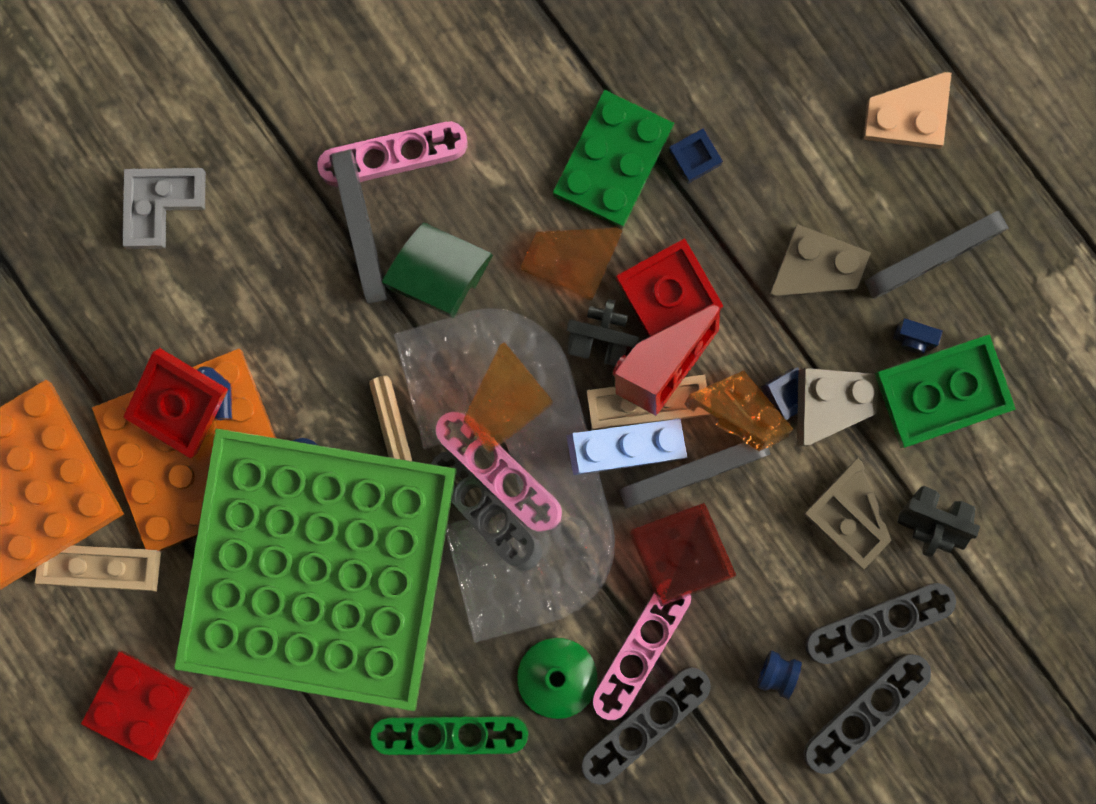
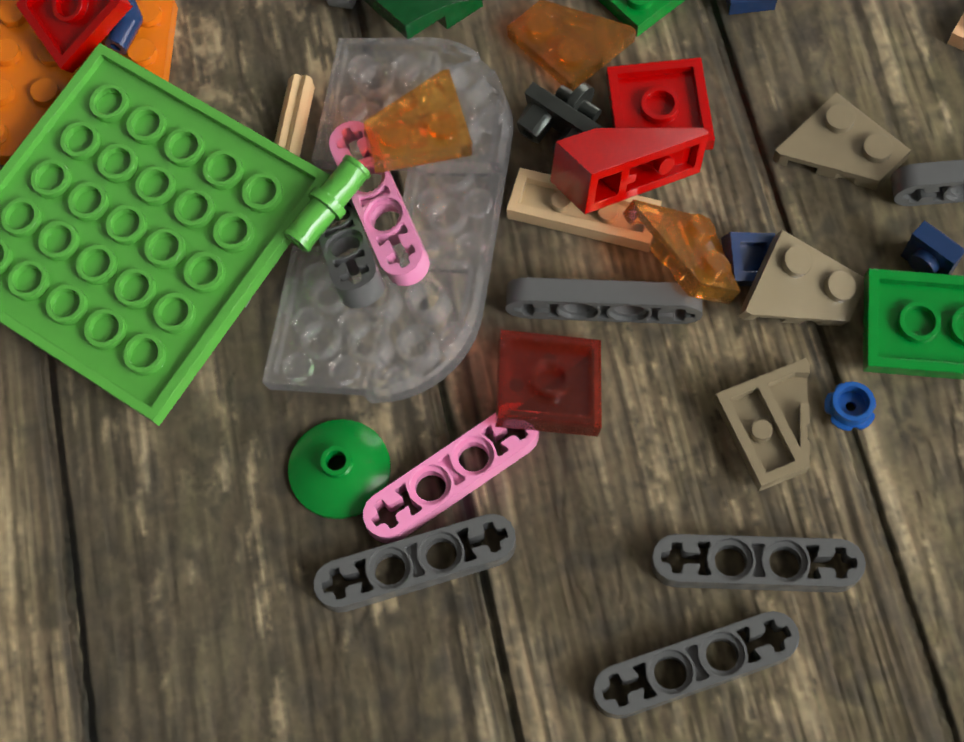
camera: 25 degrees right, 15 degrees down
(450, 739) = (181, 481): green beam -> none
(465, 495) = (327, 203): none -> bright green pin
(626, 446) = (535, 237): light blue plate -> none
(779, 674) = (603, 567): dark blue wheel -> none
(910, 473) = (852, 393): none -> blue plate
(936, 526) = (877, 472): pearl dark grey hips -> none

